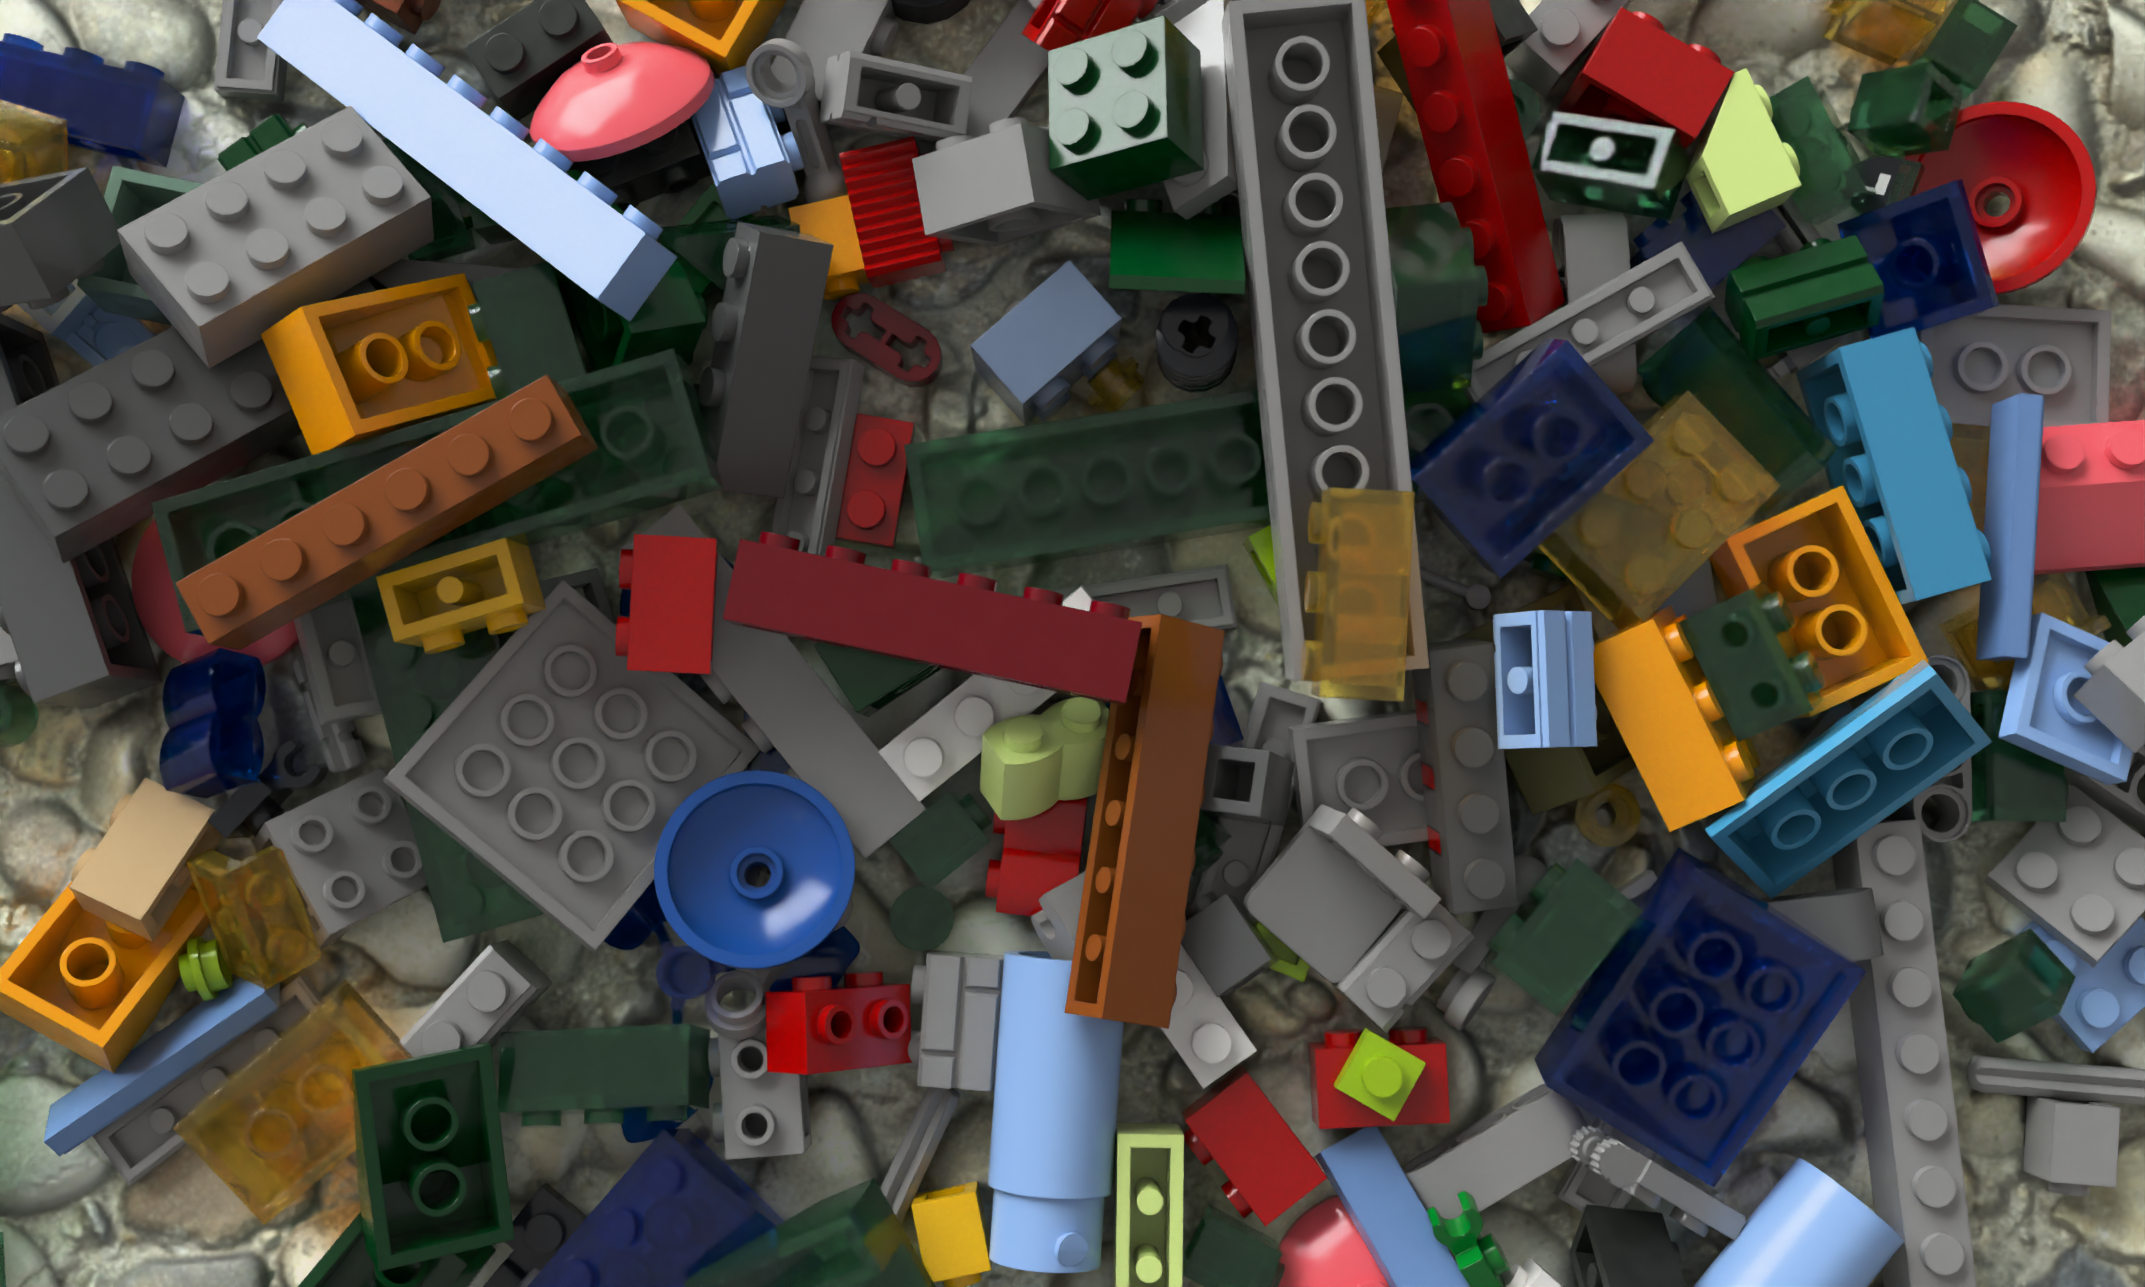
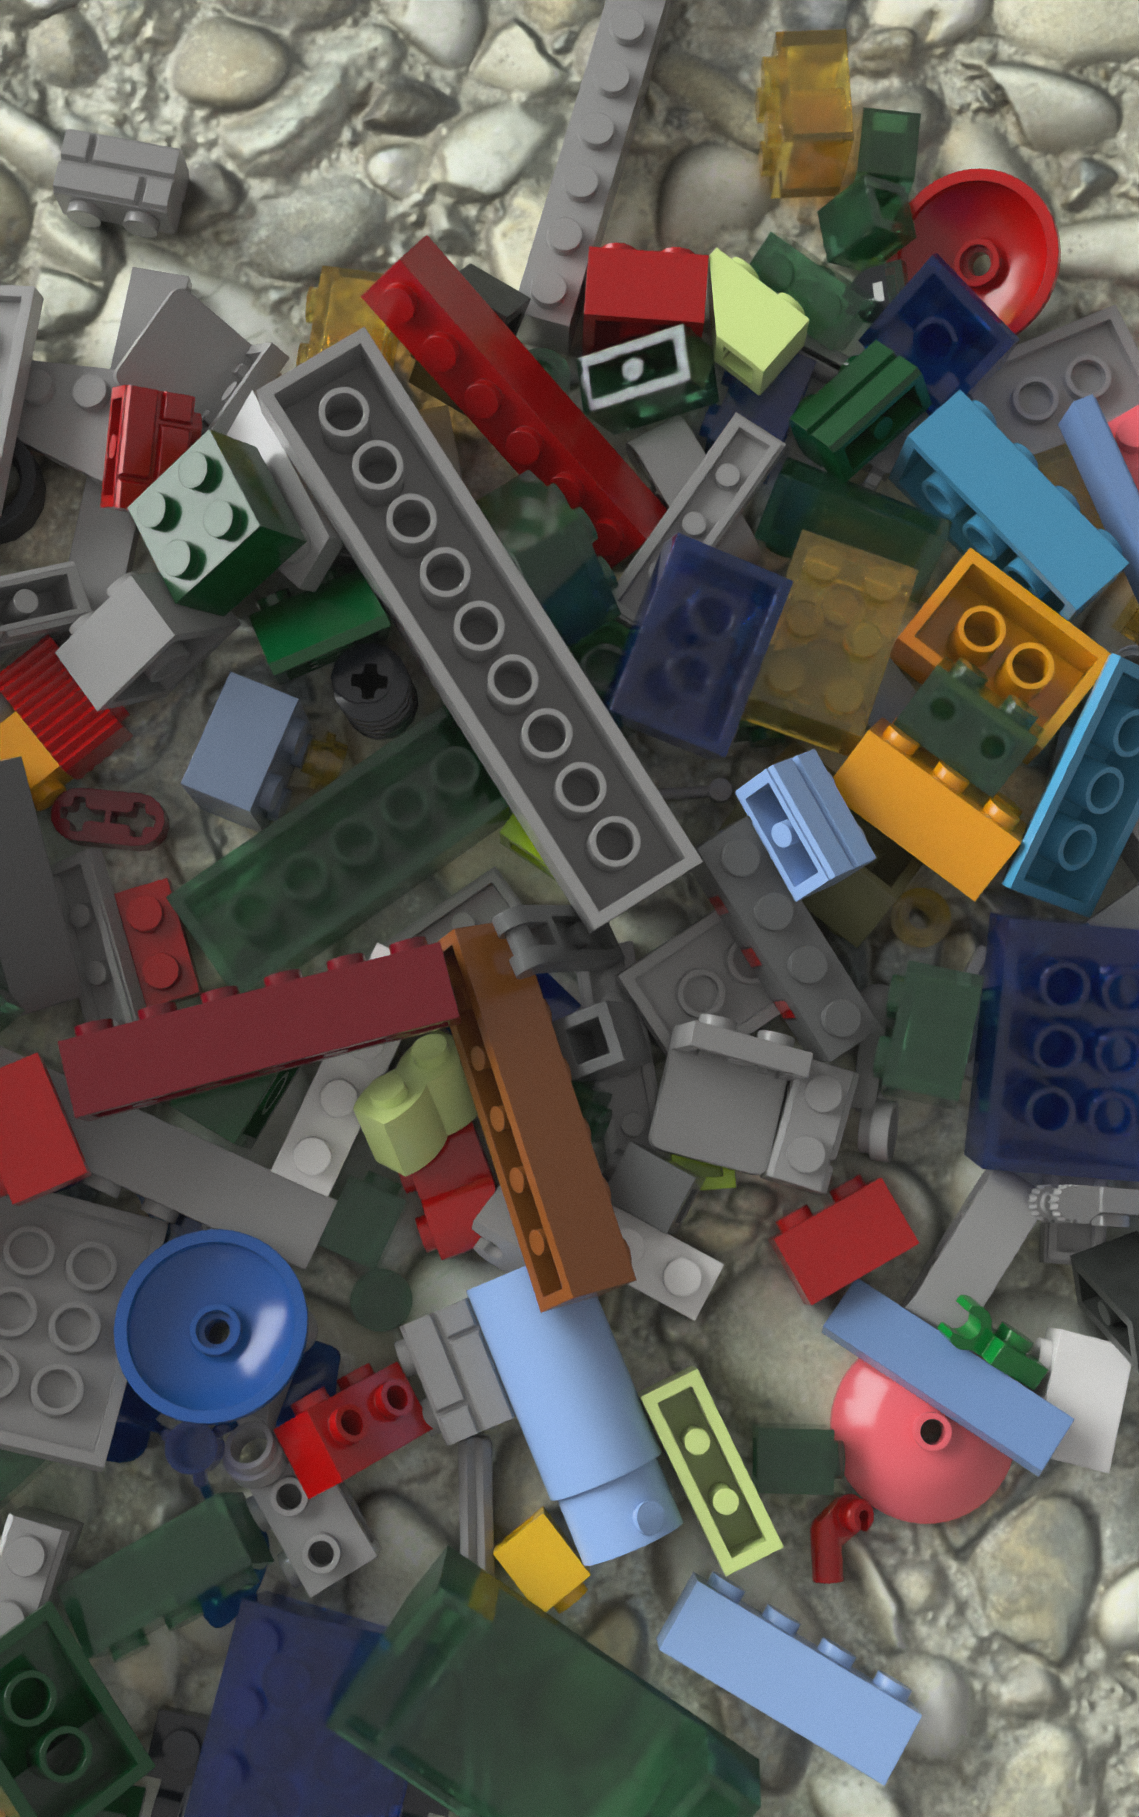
camera: 30 degrees left, 5 degrees down
(1248, 670) = (554, 941): none -> dark grey plate
(1252, 1147) = (764, 1352): red brick -> none
(1359, 594) = (610, 826): clear yellow brick -> none
(1379, 1074) = (838, 1231): lime plate -> none

